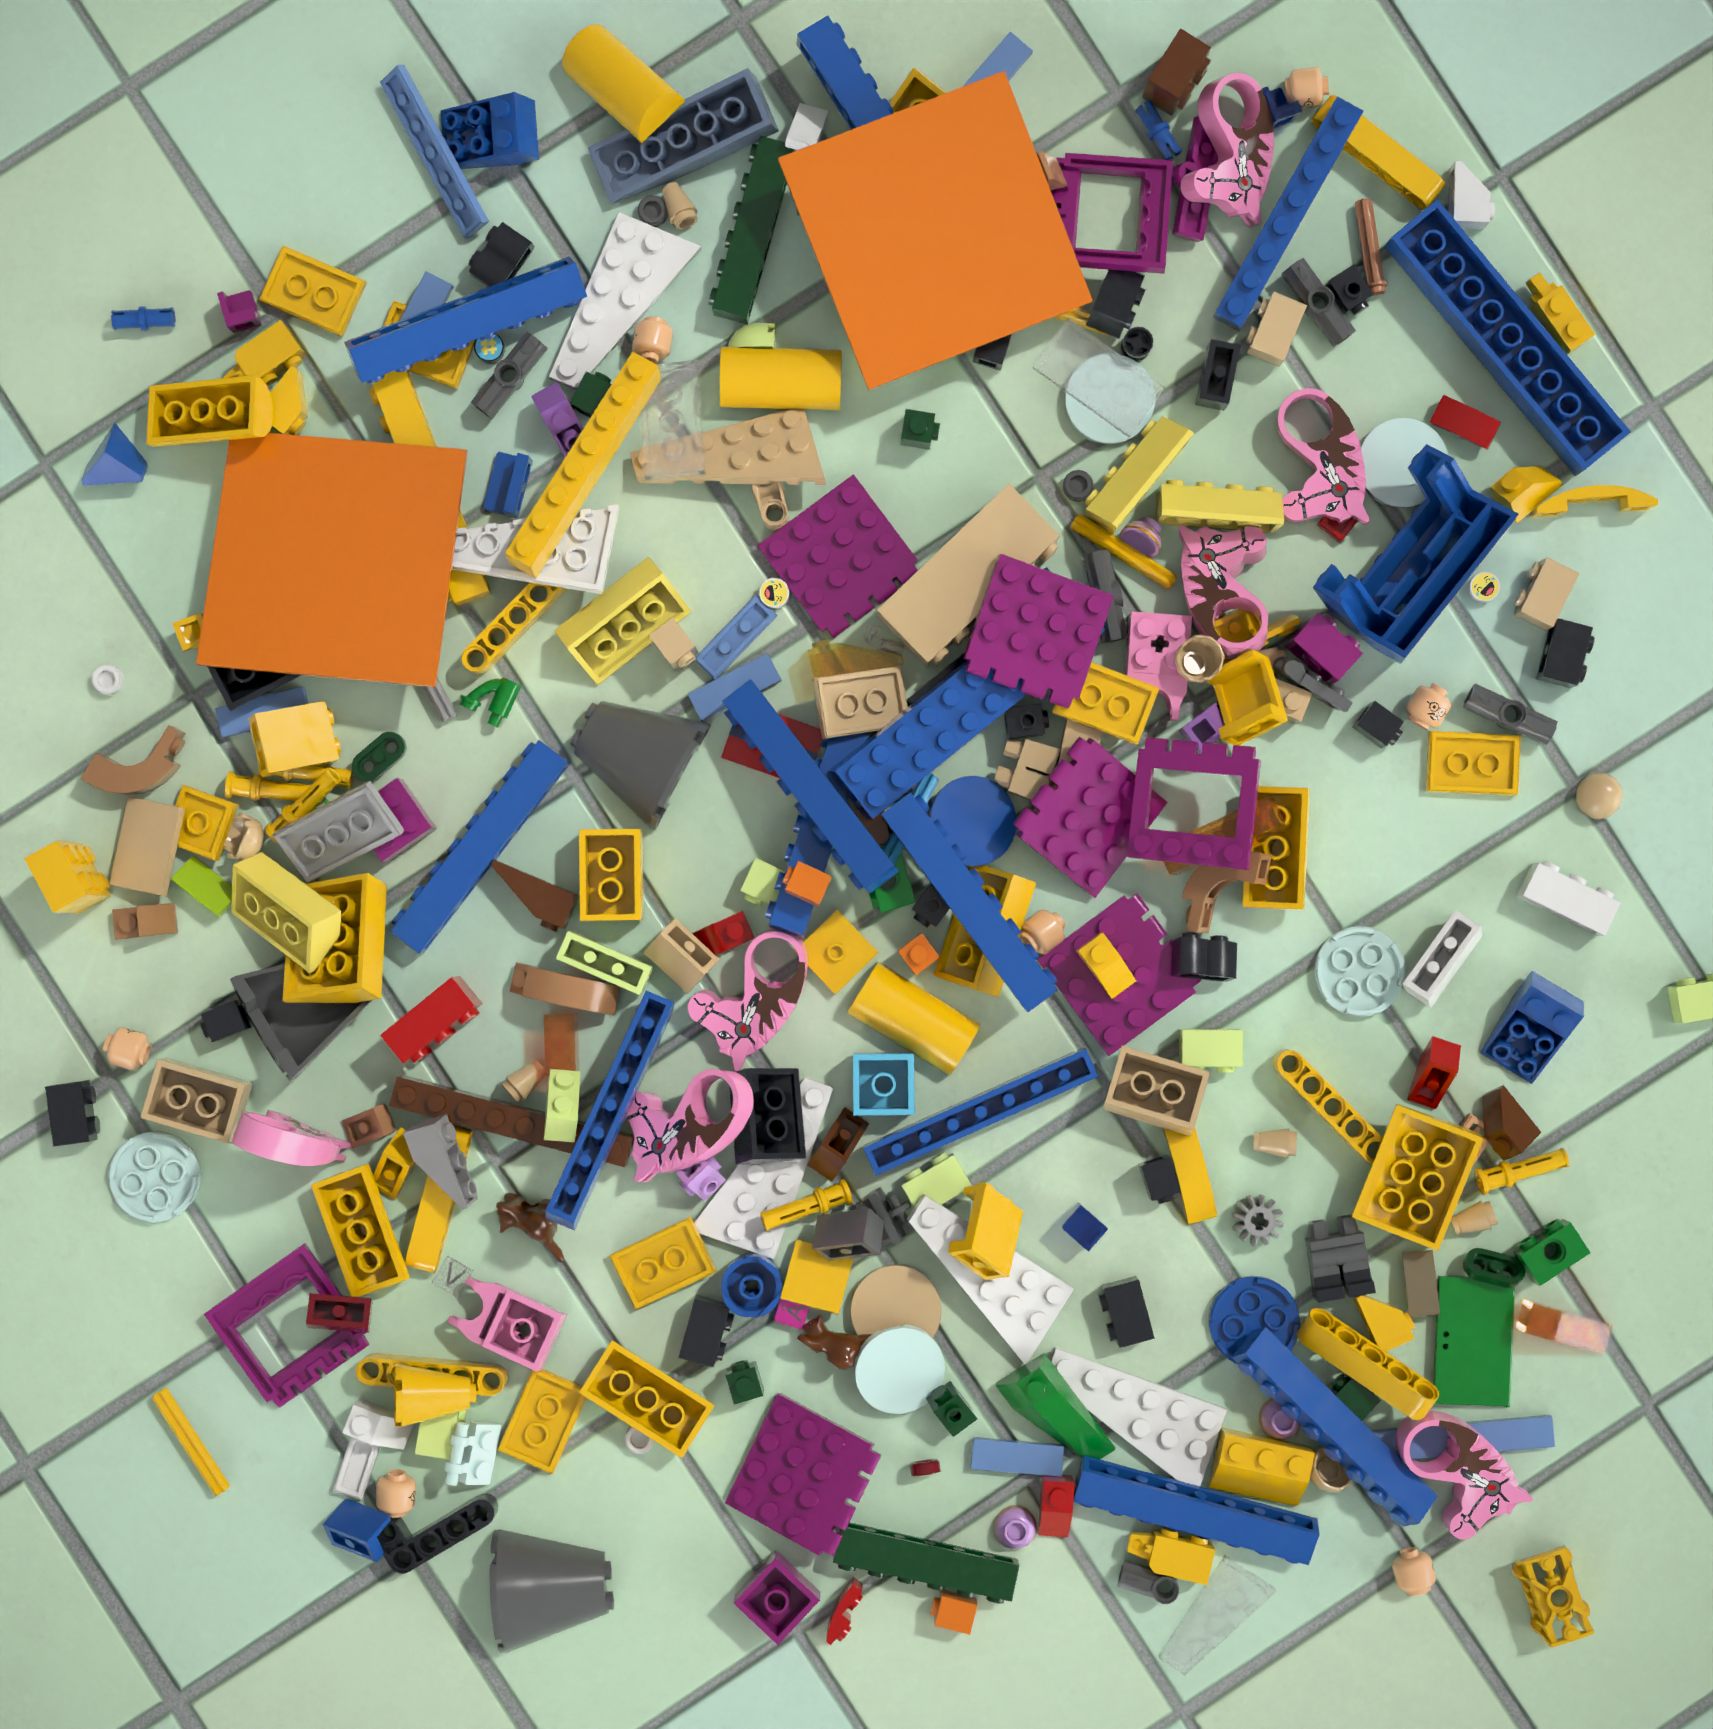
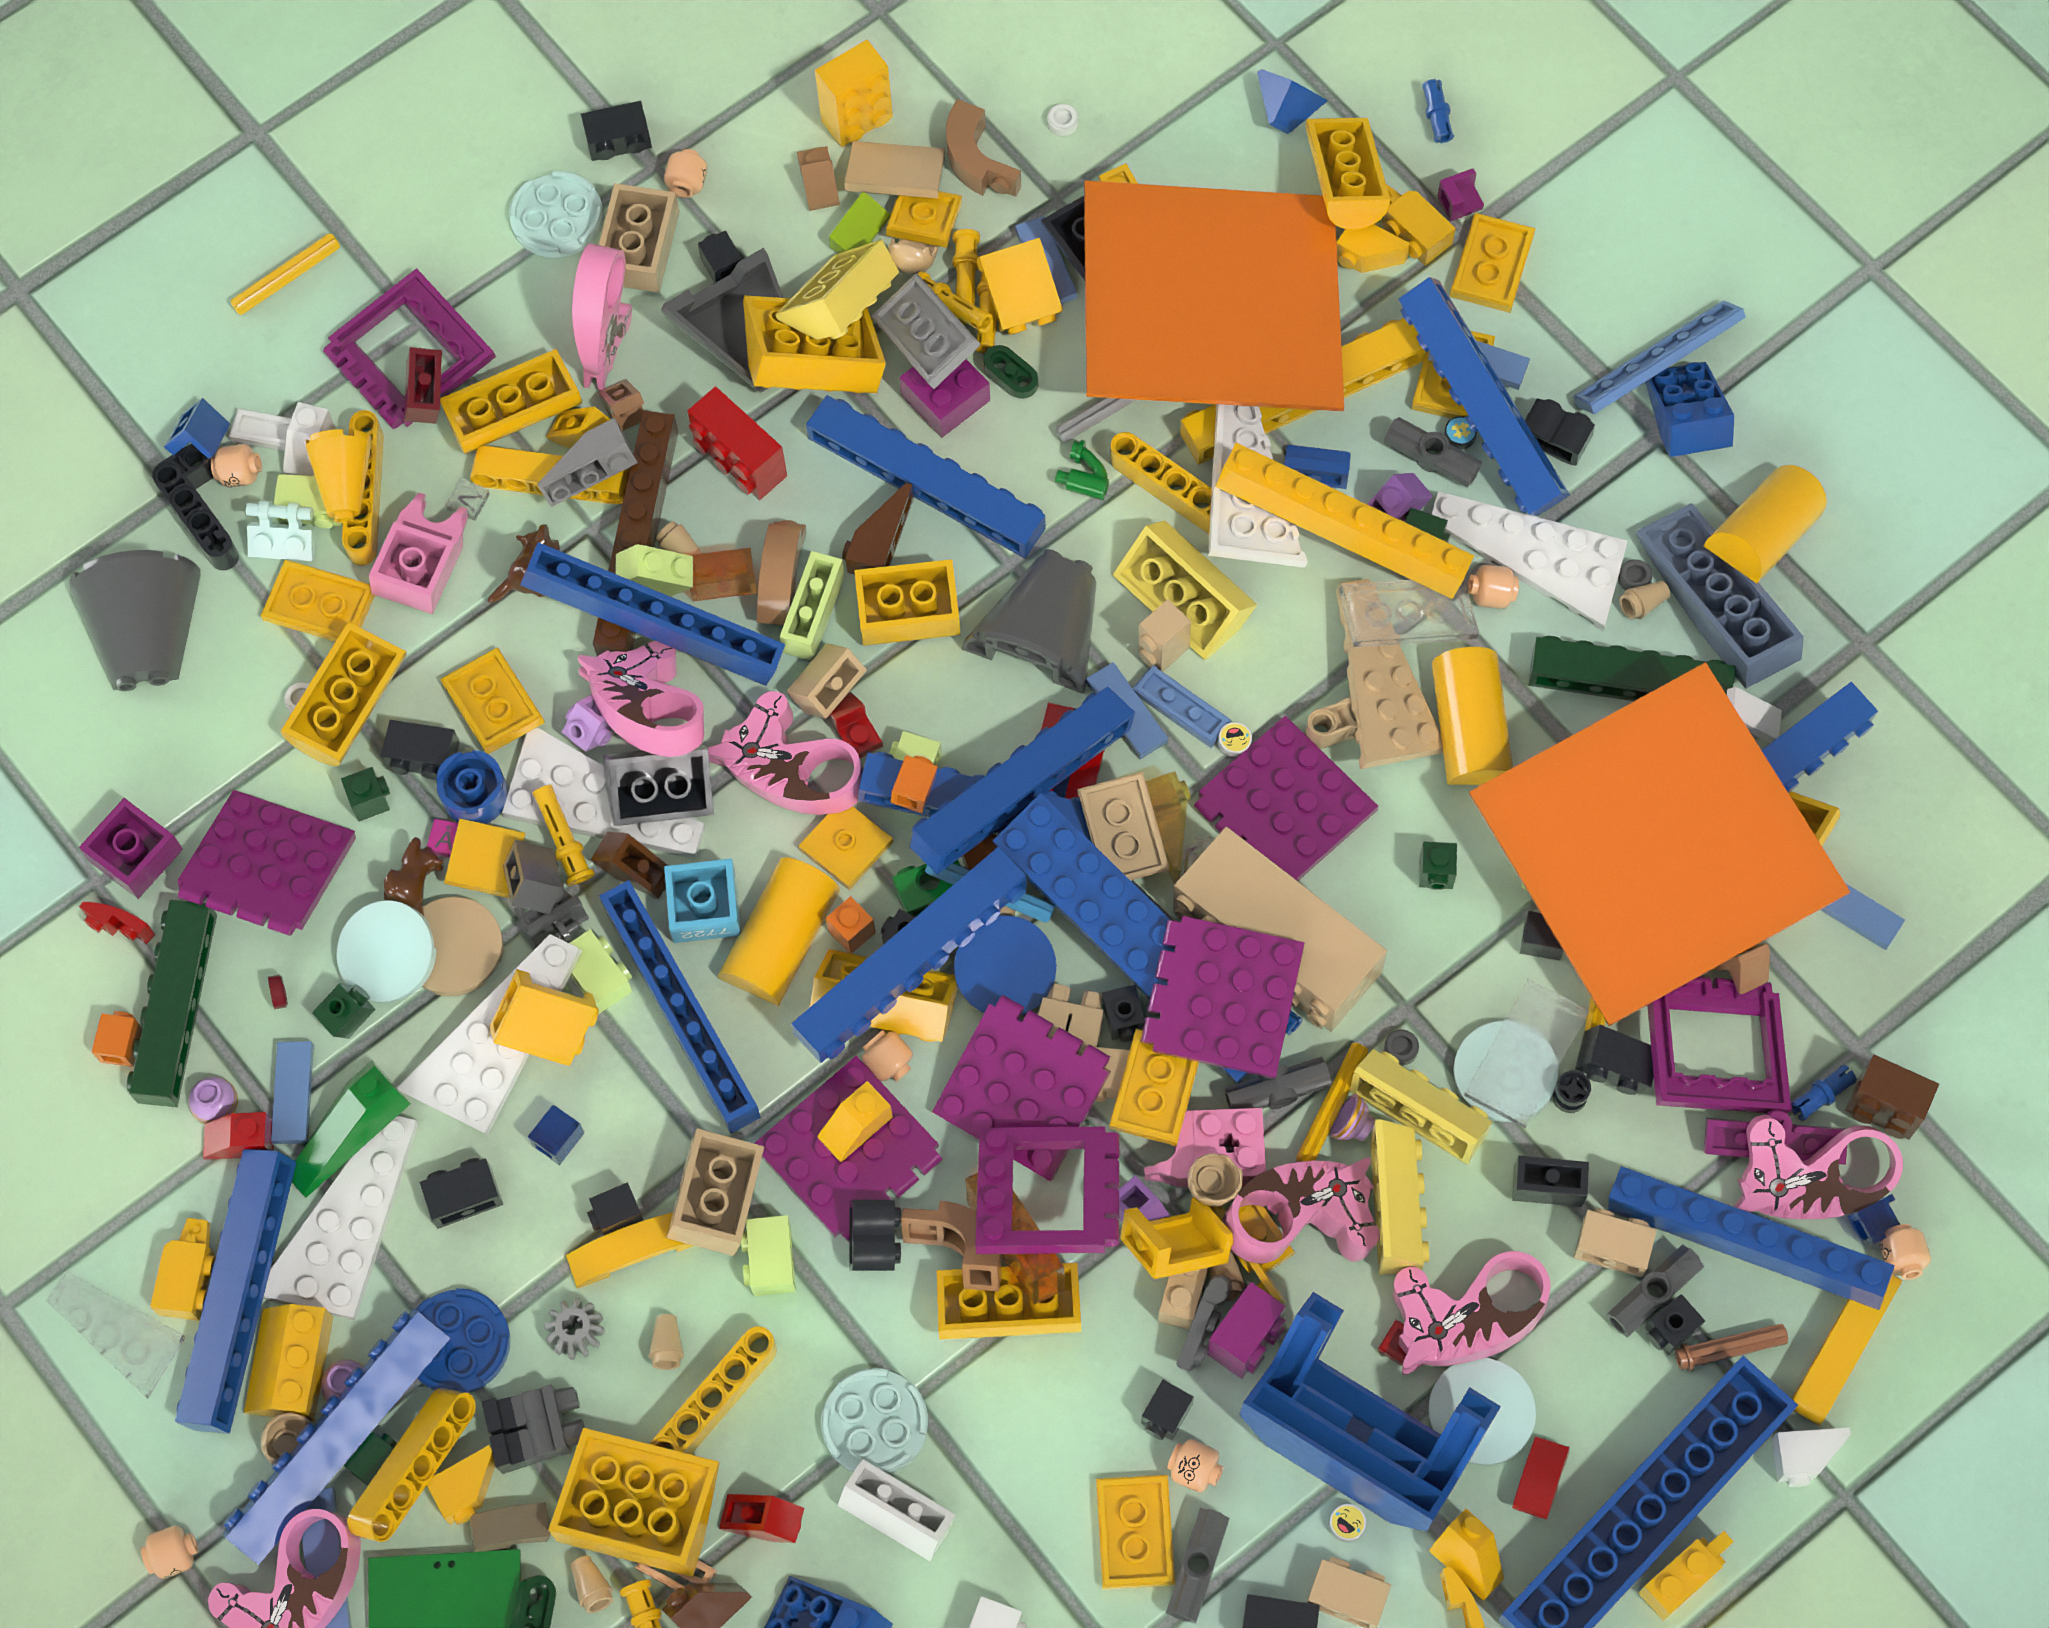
camera: 85 degrees right, 20 degrees down
(754, 336) = (1515, 691): yellowish green brick -> none
(1144, 1581) = (156, 1233): dark grey piece -> none

